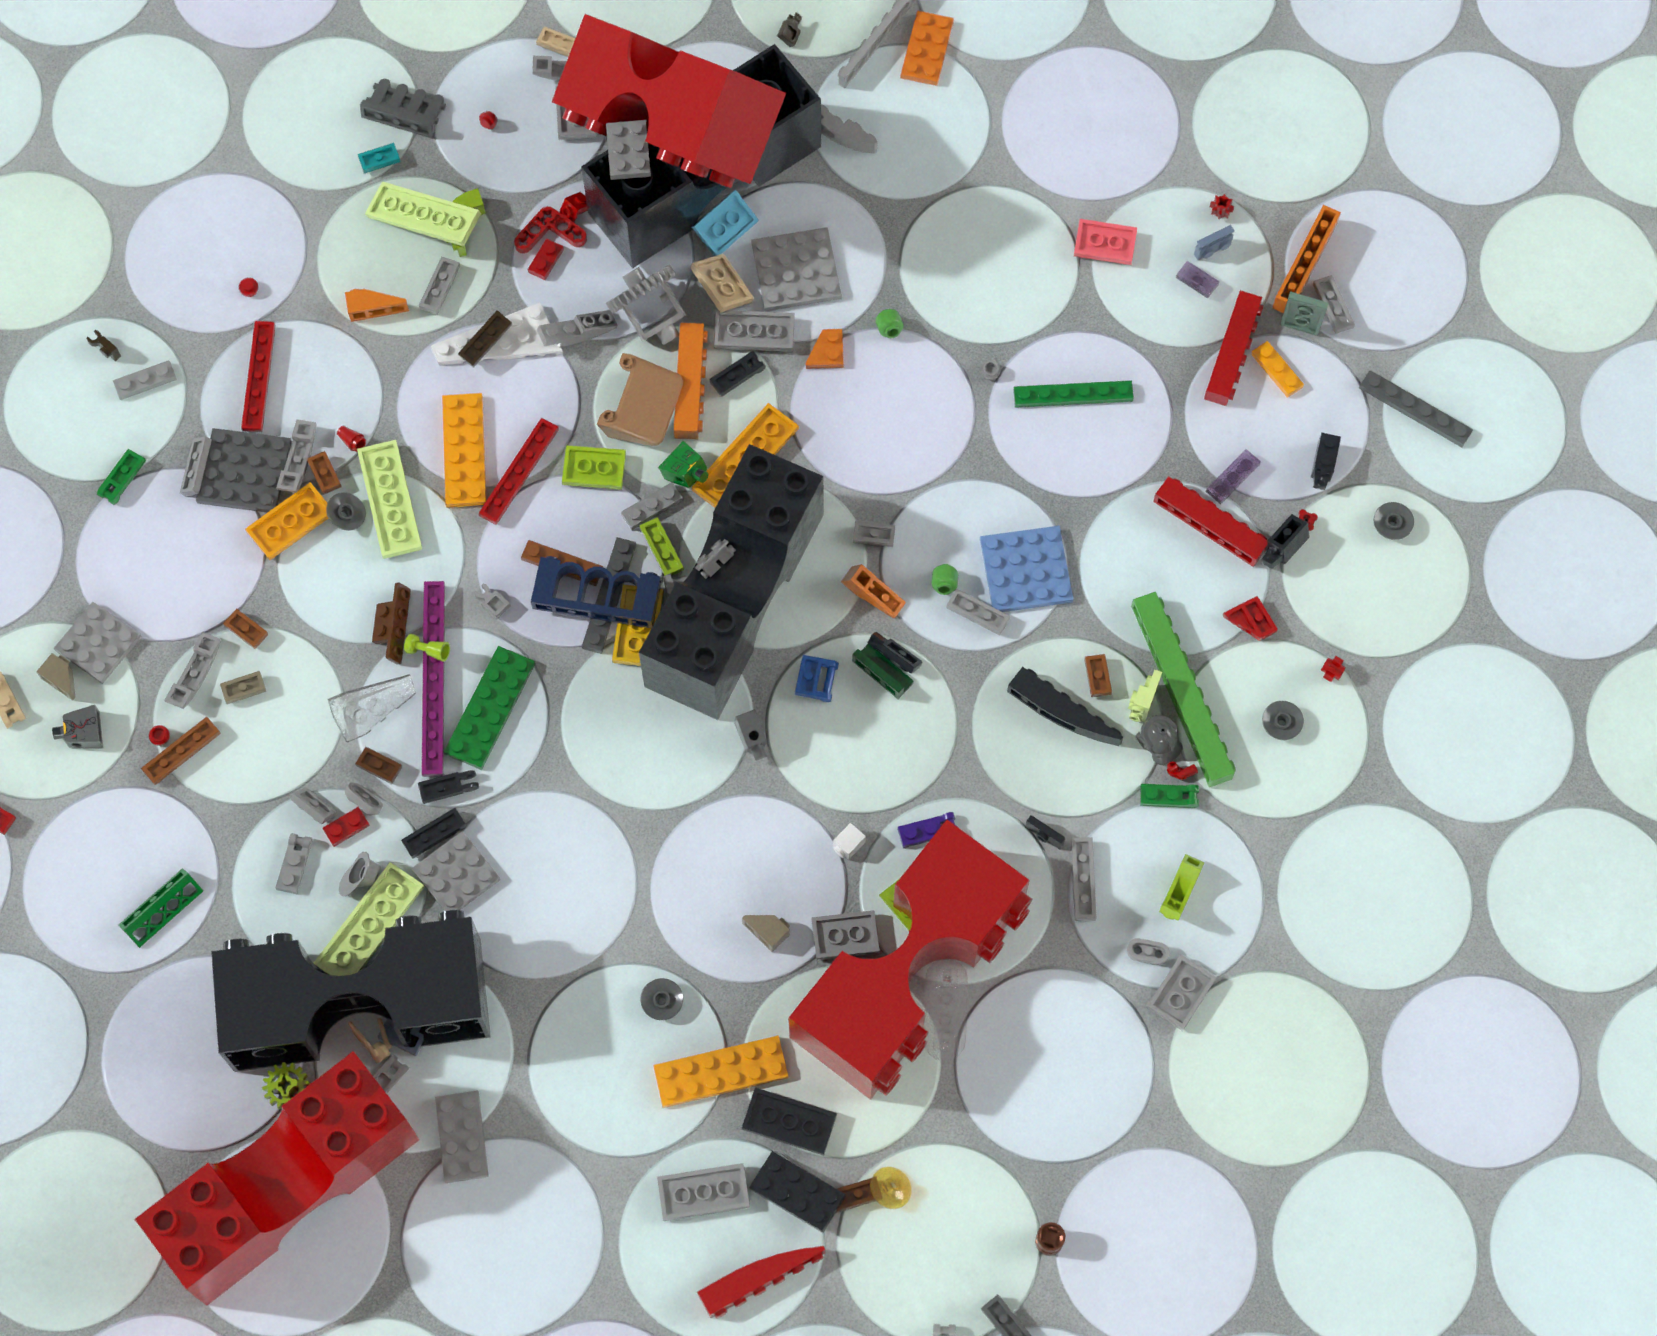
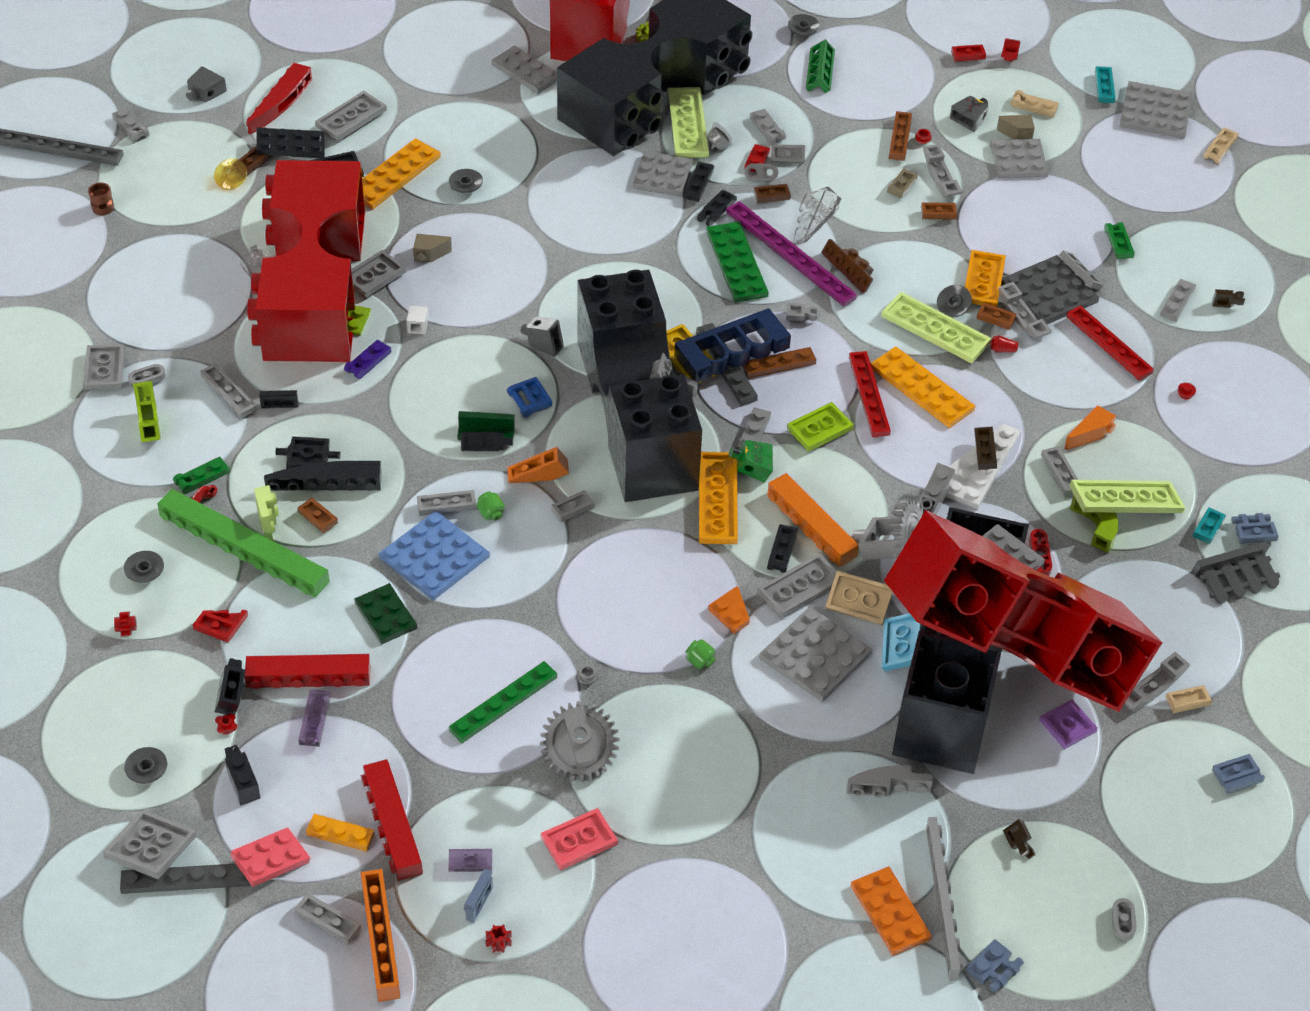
camera: 140 degrees right, 20 degrees down
(109, 974) = (803, 24): none -> dark grey dish
(350, 128) = (1254, 528): none -> sand blue plate
(437, 650) = (802, 258): lime piece -> none
(488, 120) = (1166, 603): red plate -> none
(645, 403) = (828, 478): medium nougat windscreen -> none
(661, 547) = (720, 407): lime plate -> none
(1049, 302) = (576, 755): none -> light grey piece
(1060, 750) = (307, 451): none -> black plate
(1108, 539) = (385, 613): none -> dark green plate
(1162, 745) = (233, 497): dark grey helmet -> none
(1304, 313) = (343, 867): sand green tile -> none
(1345, 378) = (270, 856): none -> coral plate
(1431, 445) = (150, 844): none -> light grey plate

